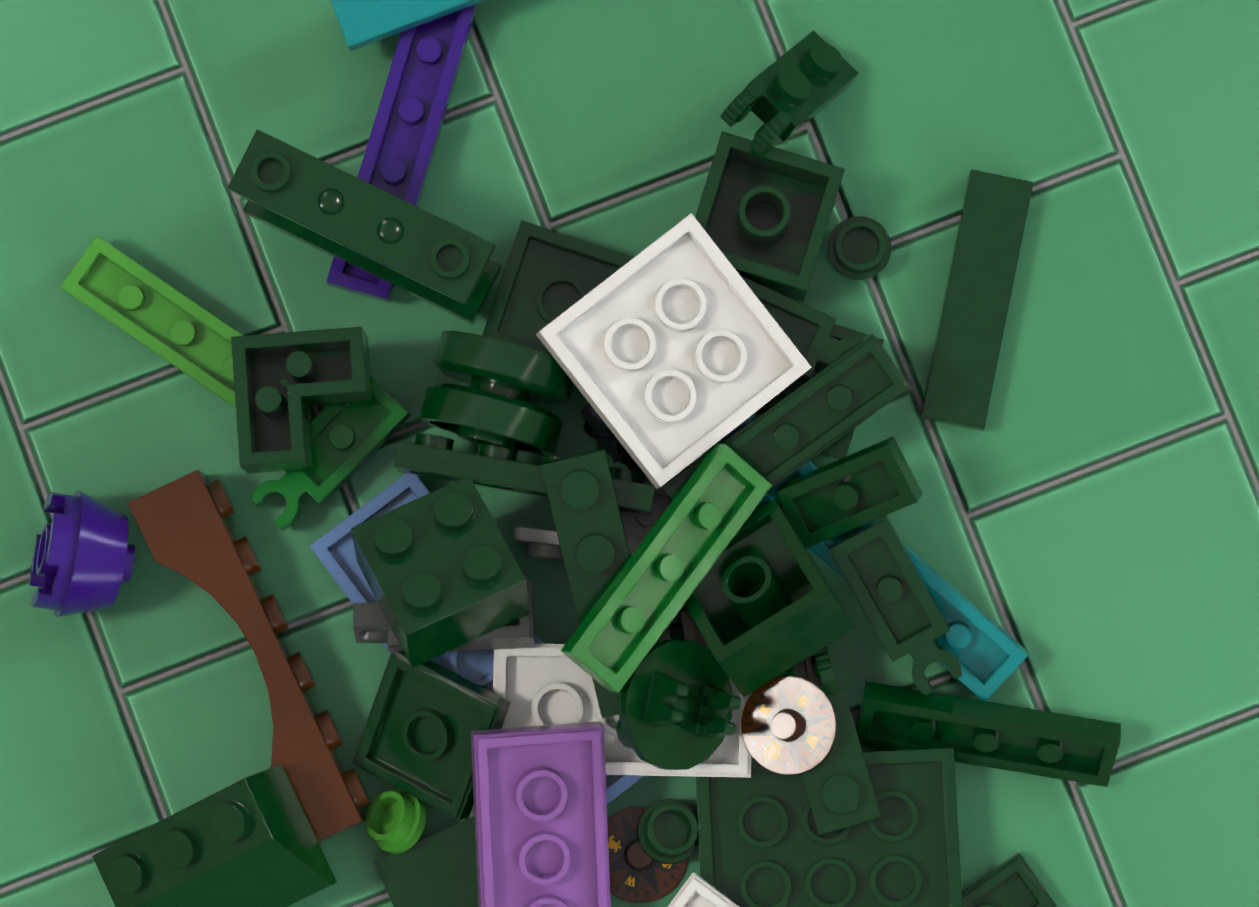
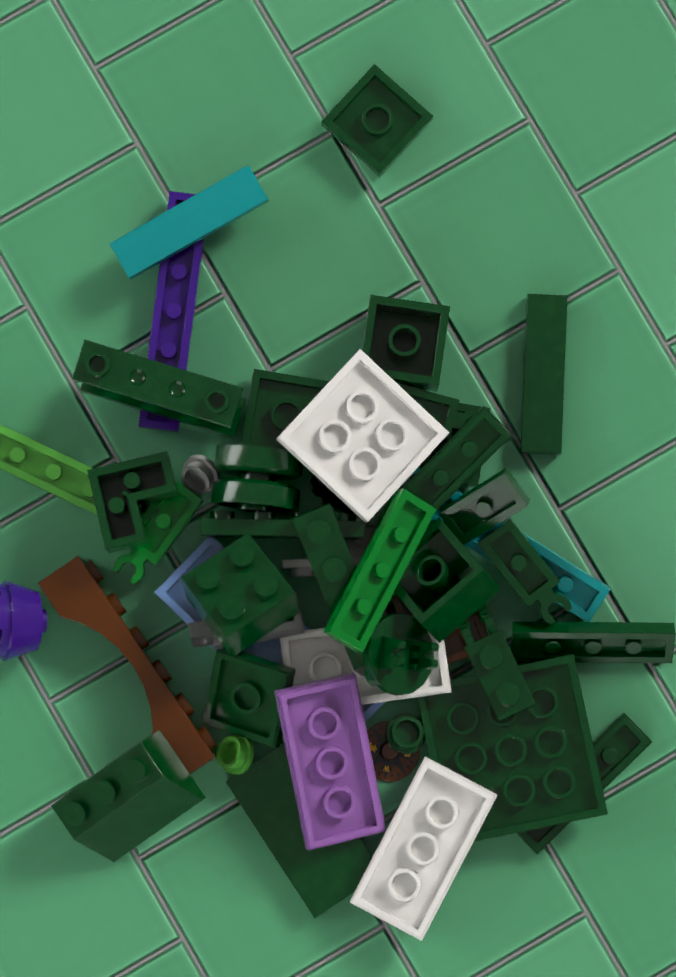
camera: 15 degrees left, 0 degrees up
(410, 371) = (199, 474): none -> light grey plate
(788, 725) = (470, 656): piece -> none
(791, 90) = (409, 262): dark green hinge -> none
(859, 248) = (466, 353): dark green plate -> none

